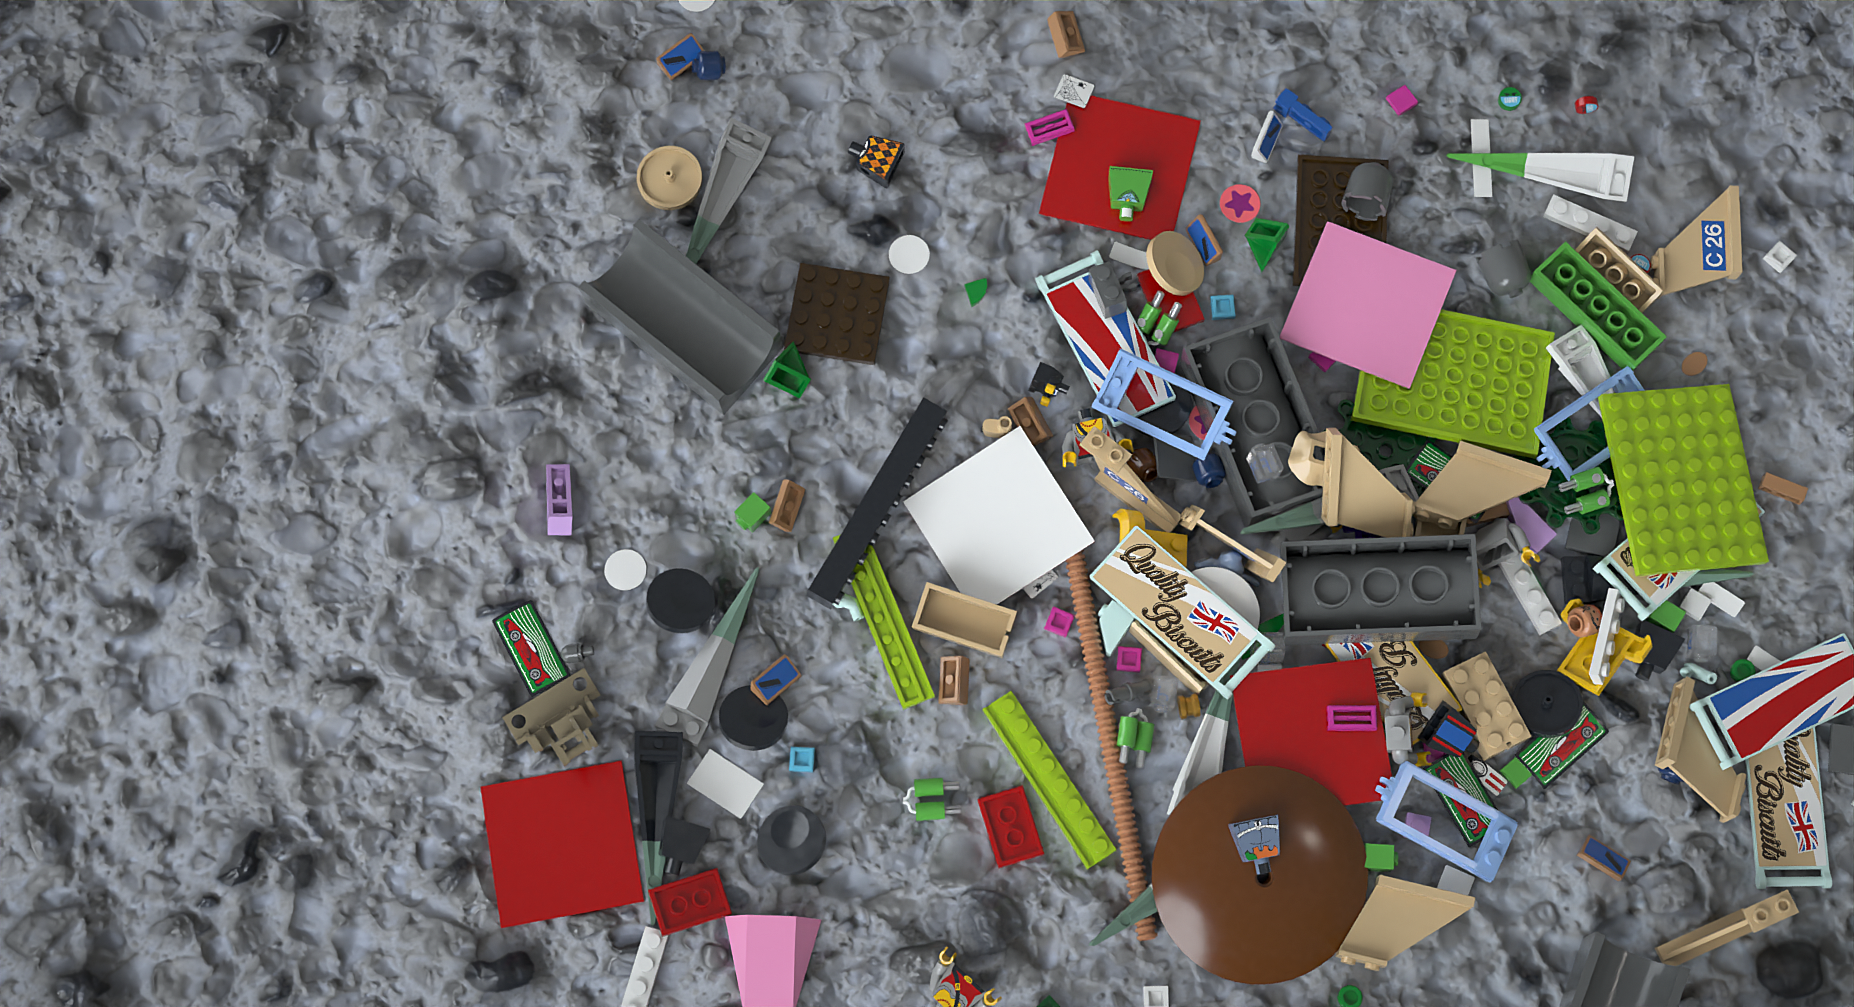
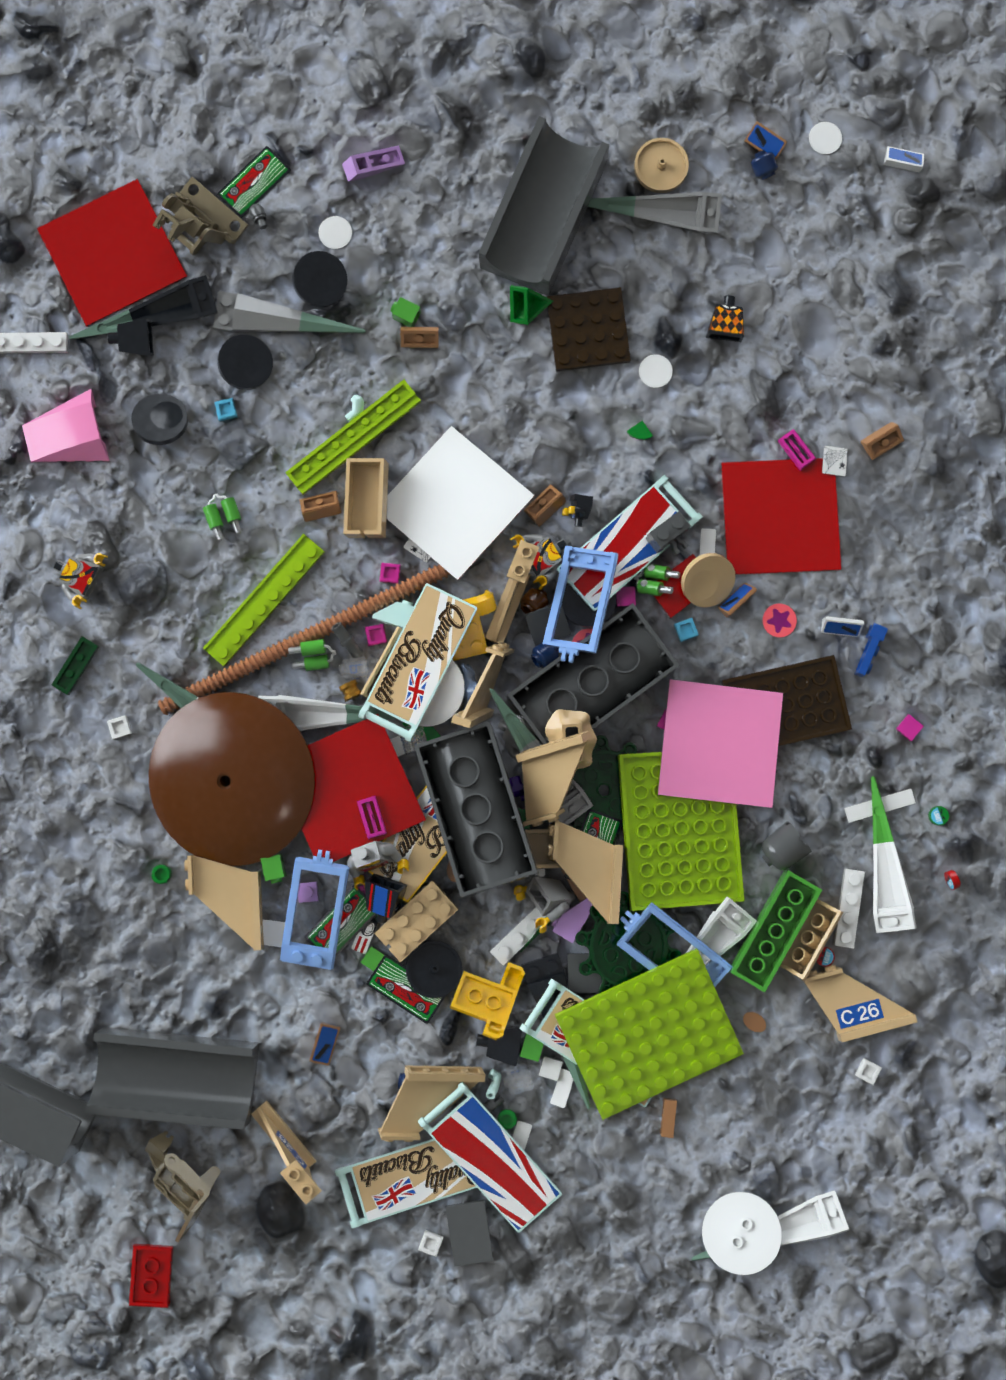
camera: 70 degrees right, 10 degrees up
(689, 902) = (92, 358): red tile -> none
(725, 783) = (191, 358): white sticker -> none
(775, 679) = (279, 369): slope -> none
(876, 504) = (440, 404): black brick -> none
(997, 428) = (530, 479): tan piece -> none
(1010, 826) = (219, 581): red tile -> none
(1128, 190) = (760, 527): bright green torso -> none
(1257, 841) = (246, 766): sand blue torso -> none
(1264, 462) = (553, 691): clear brick -> none
(1265, 238) = (753, 648): green slope -> none
(1368, 191) = (817, 718): dark grey cylinder -> none
(1584, 620) = (506, 982): nougat head -> none
(1590, 501) = (619, 954): bright green piece -> none
(1608, 628) = (492, 1002): white plate -> none

